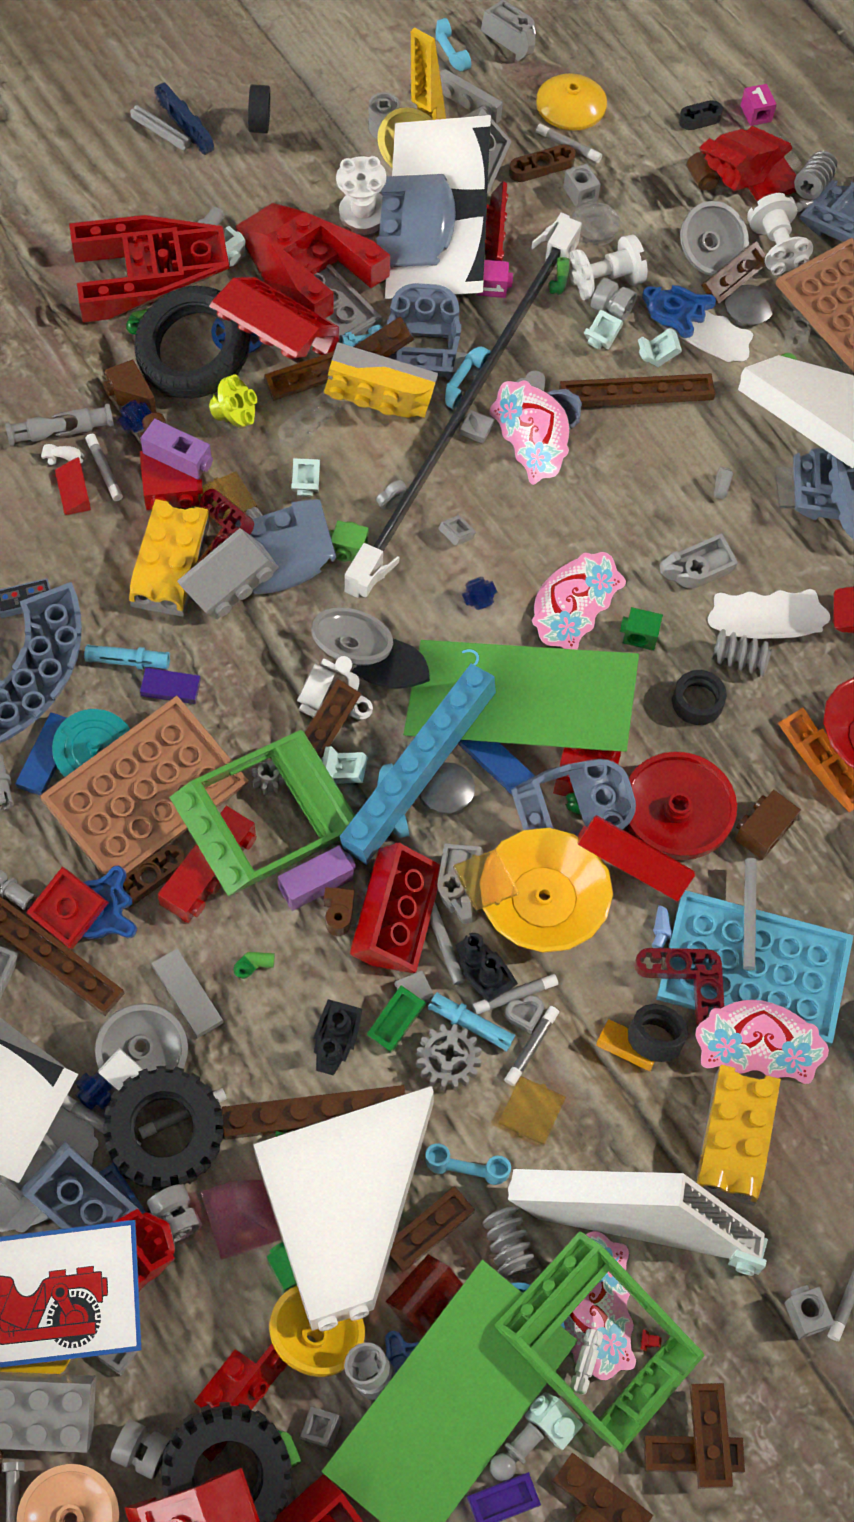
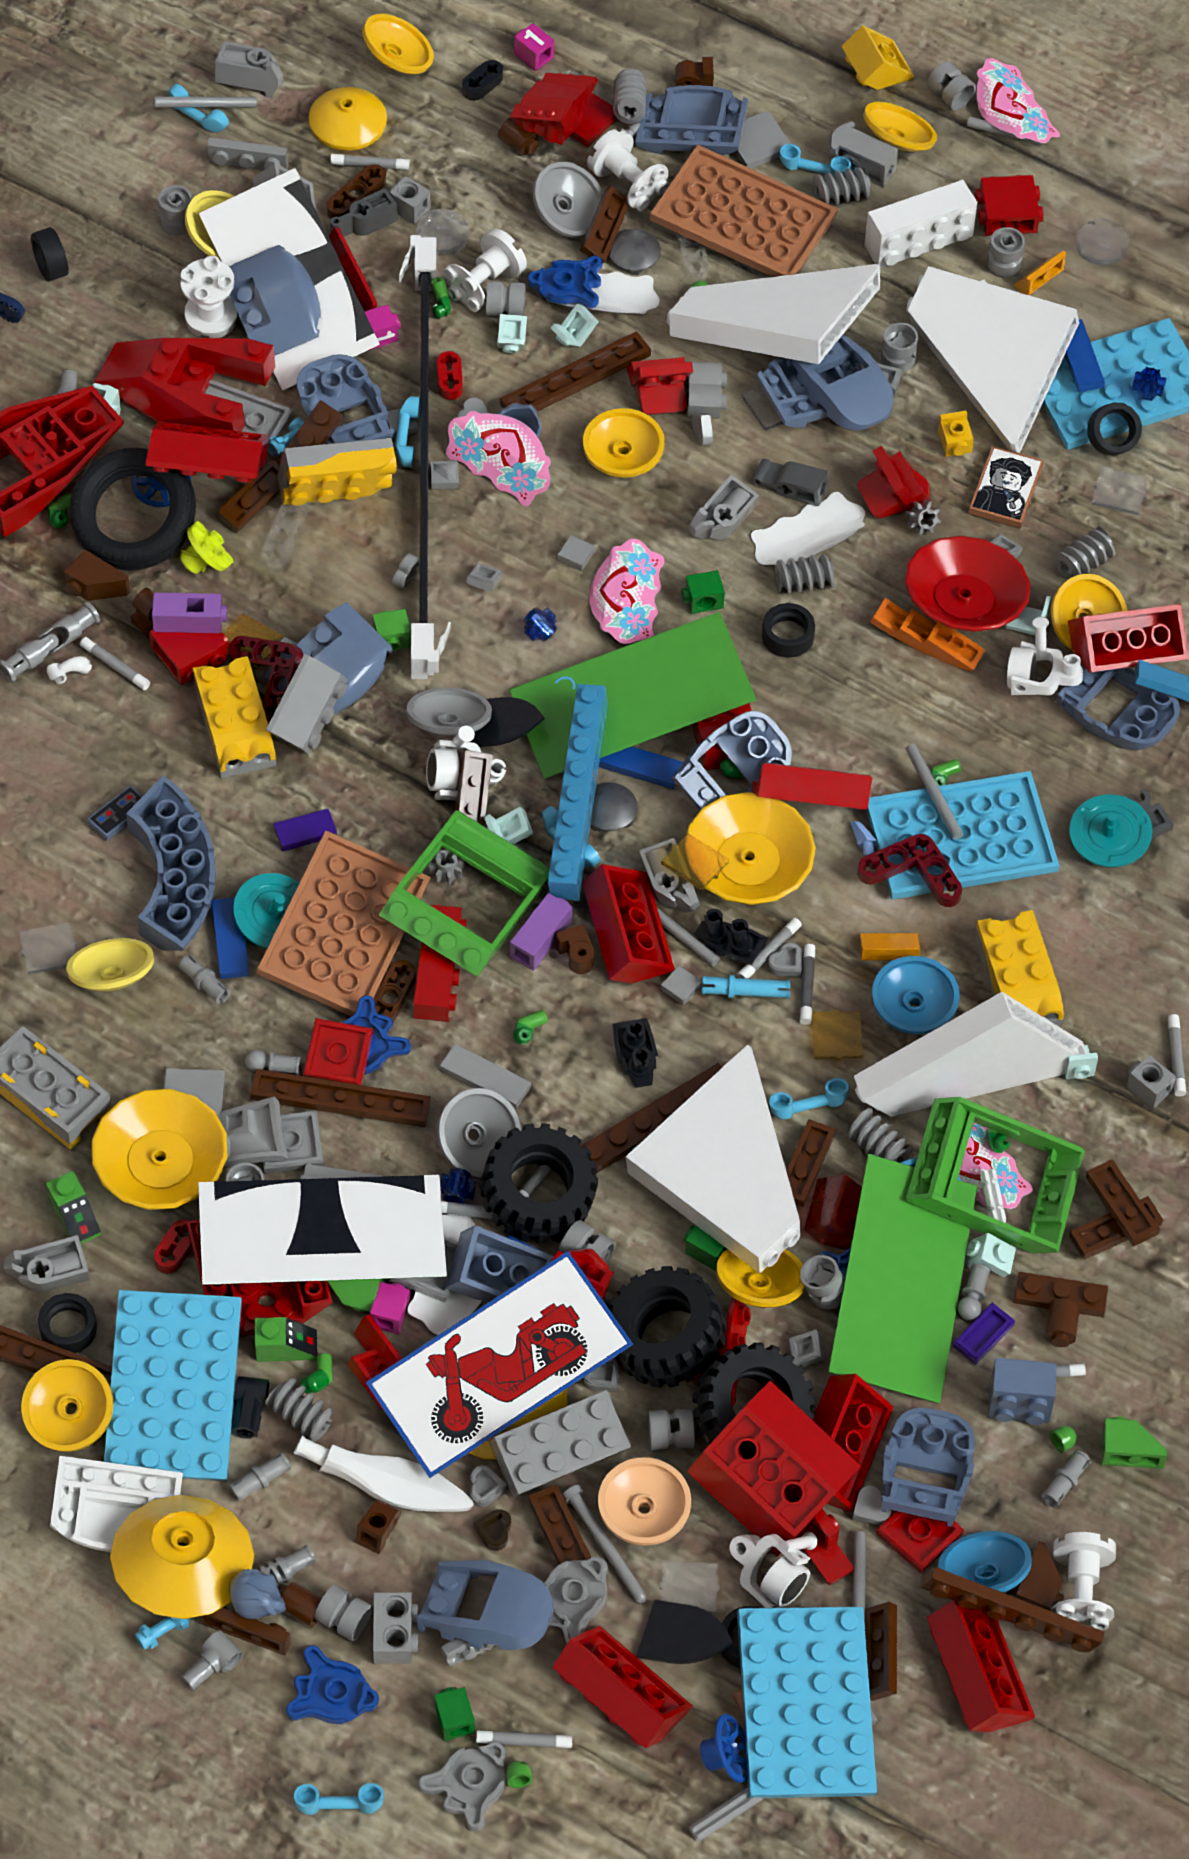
camera: 25 degrees left, 5 degrees down
(72, 487) = (99, 693): red slope -> none
(119, 1068) = (472, 1156): white tile -> none
(122, 656) = (261, 818): medium azure pin -> none
(133, 415) = (117, 602): clear blue gear -> none
(218, 1368) = (687, 1352): none -> black tyre
(240, 1217) = (640, 1227): clear pink slope -> none
(305, 476) = (314, 589): light aqua bracket -> none
(396, 1018) = (680, 1013): green tile -> none
(425, 75) = (218, 155): yellow slope -> none
(460, 41) = (204, 102): none -> light grey bar
(460, 1060) = (746, 1020): light grey gear -> none
(534, 345) = (449, 375): none -> red beam
(538, 183) = (367, 214): none -> dark grey piece
(550, 543) = (576, 552): none -> light grey tile
(624, 1301) = (997, 1141): none -> green arm
(625, 1091) = (918, 982): none -> dark azure dish
(643, 56) = (397, 44): none -> yellow dish
(643, 454) = (627, 433): none -> yellow dish
(649, 1341) = (1034, 1163): red piece -> none
(653, 1048) = (909, 910): black tyre -> none
(682, 805) = (828, 725): red dish -> none
(705, 428) = (660, 384): none -> red piece
(744, 448) = (706, 389): none -> light grey brick
(761, 1039) = (1000, 889): sticker -> none
(767, 824) = (907, 712): reddish brown brick -> none
(768, 896) = (942, 771): none -> bright green arm
(778, 563) = (793, 480): none -> dark grey piece

